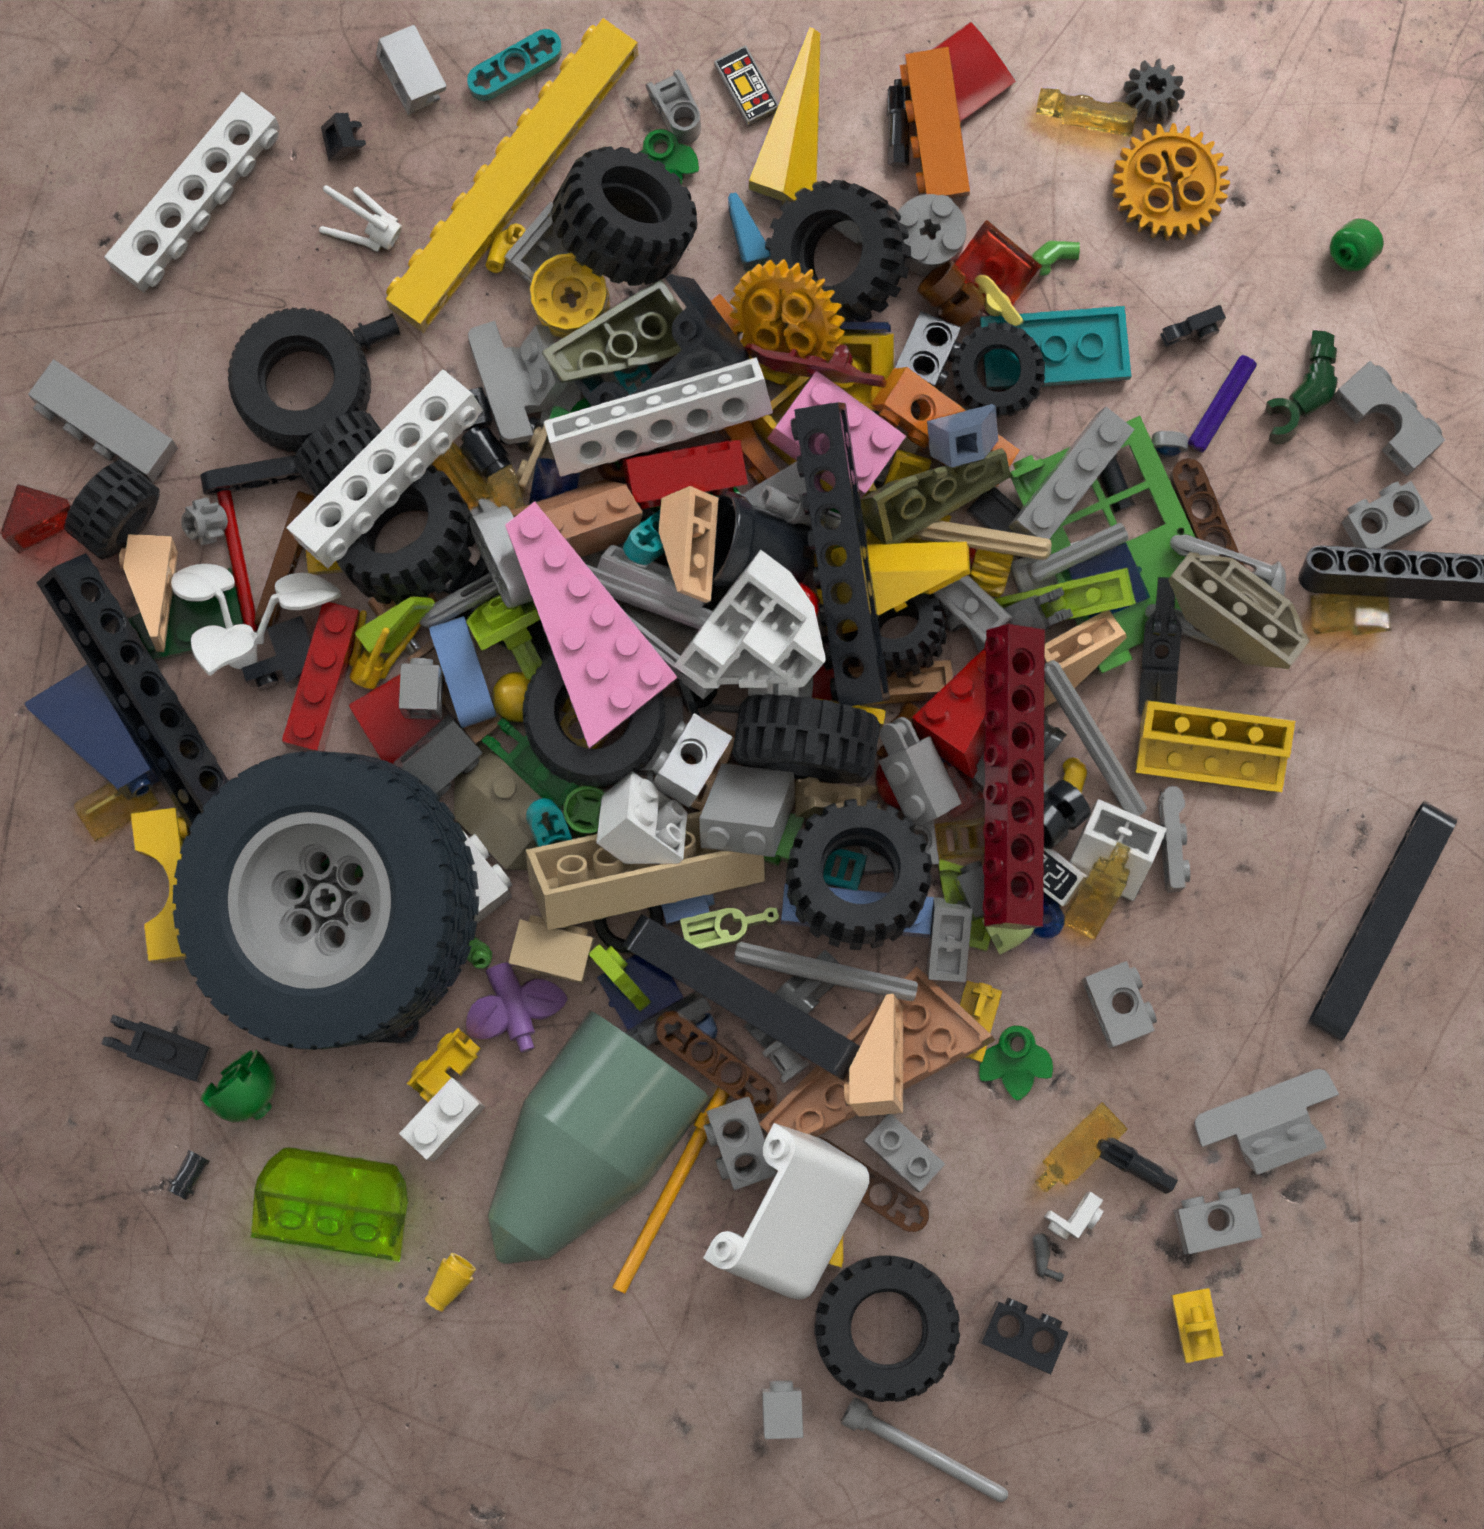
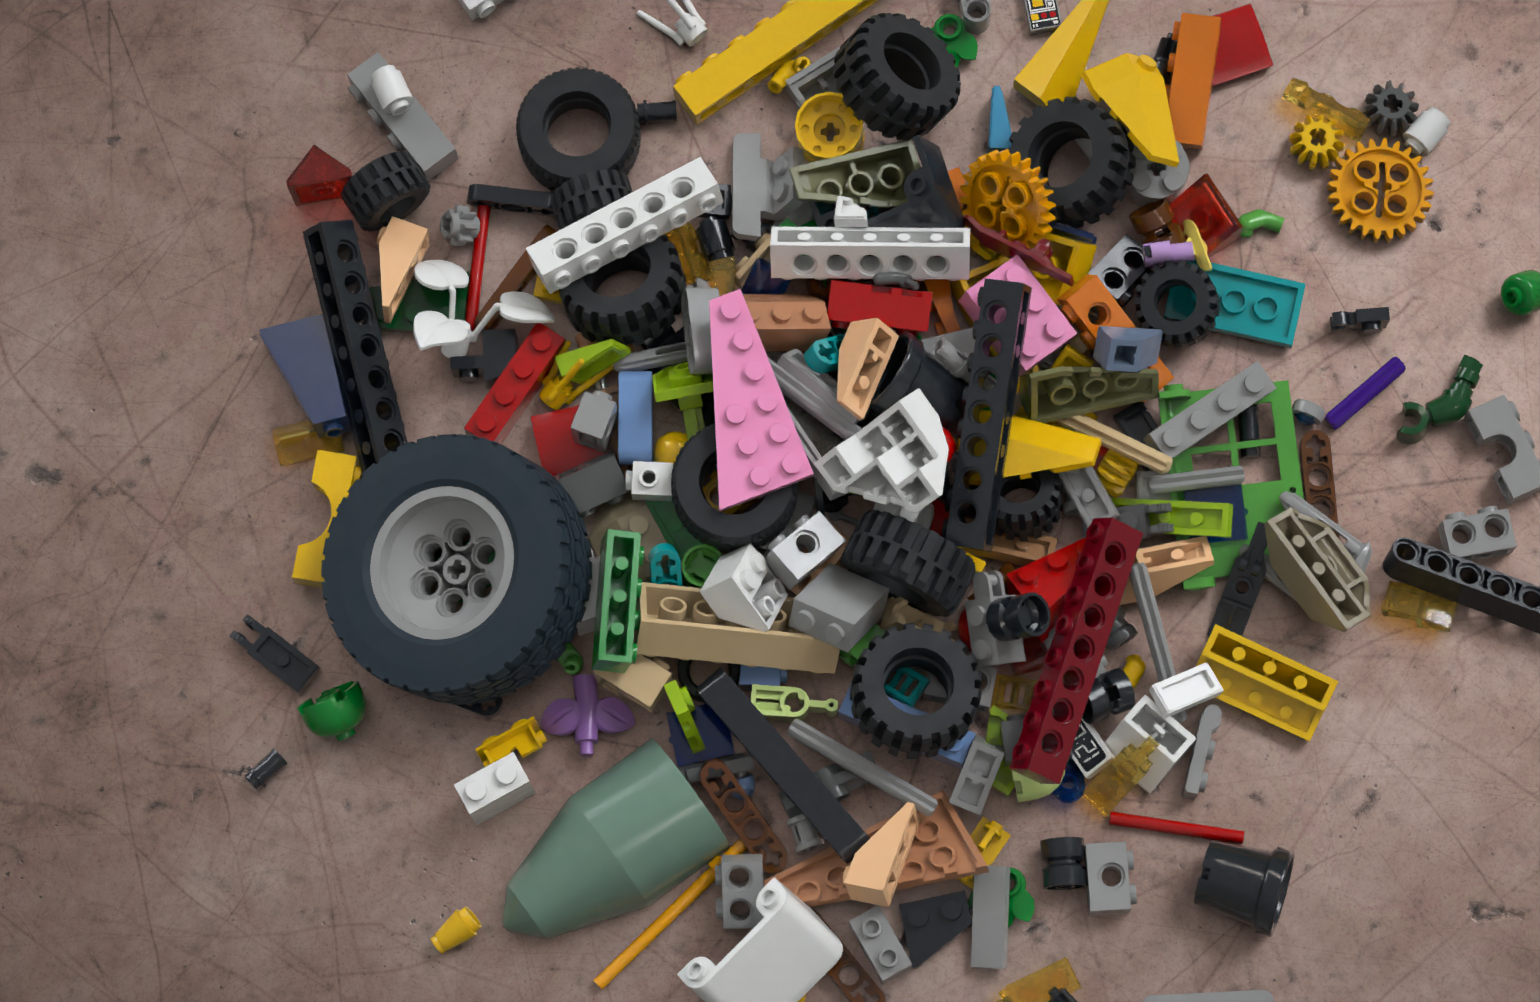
camera: 25 degrees right, 5 degrees down
(82, 397) = (391, 90): none -> white brick
(331, 1203) = (377, 830): clear neon green windscreen -> none
(501, 736) = (650, 481): none -> white brick
(510, 880) = (616, 601): none -> green brick
(622, 381) = (849, 214): none -> white tile
(690, 437) = (895, 278): none -> dark grey piece
(889, 164) = (1139, 101): none -> yellow wedge
(943, 762) = (1018, 617): none -> black wheel
(952, 1111) = (933, 924): none -> black wing
(966, 320) = (1163, 251): none -> lavender piece
(1010, 1087) = (990, 918): none -> light grey tile
(1068, 1004) = (1063, 863): none -> black wheel
(1100, 156) = (1321, 153): none -> yellow gear
(1139, 781) = (1185, 690): none -> white tile
(1172, 927) = (1176, 827): none -> red bar
(1199, 103) = (1426, 131): none -> white brick
(1266, 966) = (1245, 883): none -> black piece
(1382, 921) = (1362, 879): black beam -> none

